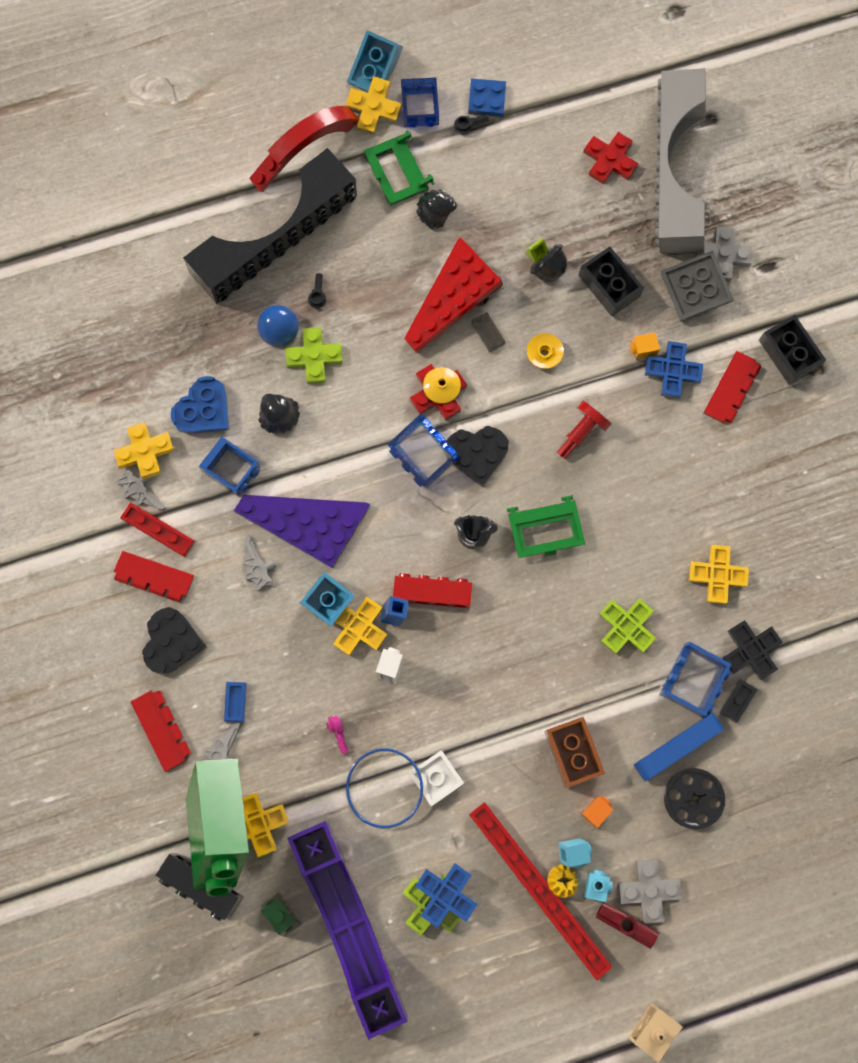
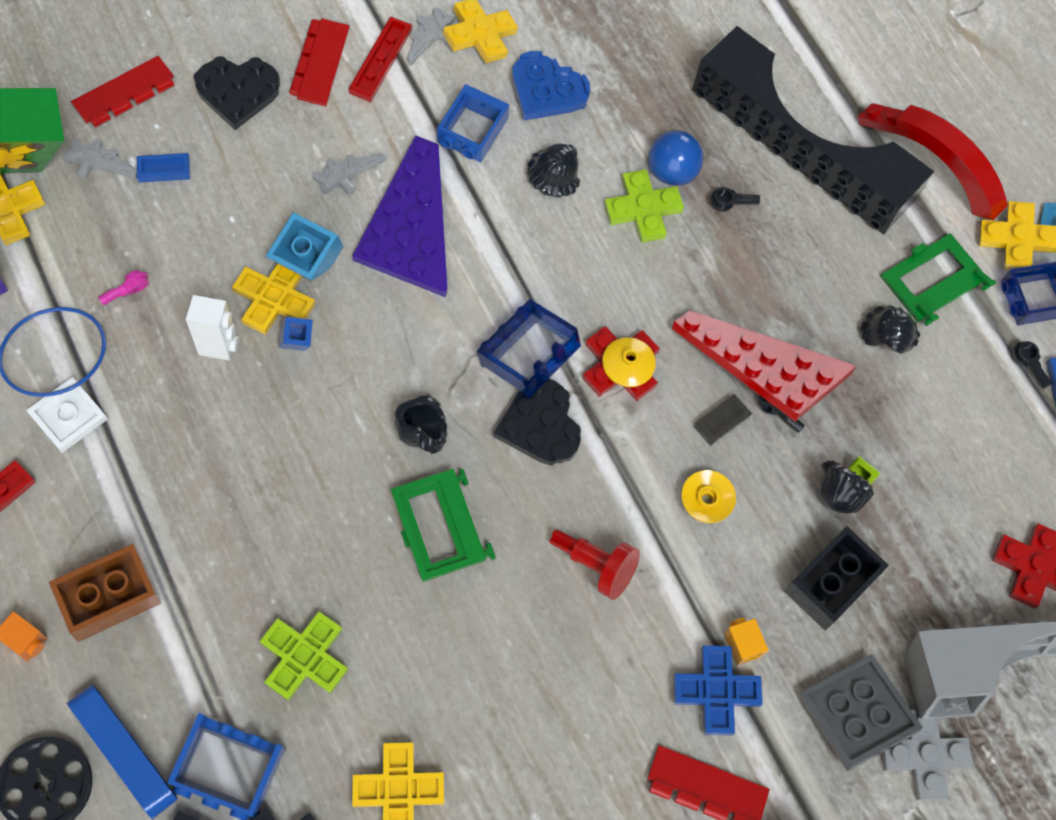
camera: 75 degrees right, 10 degrees down
(433, 591) = (329, 382): red brick -> none

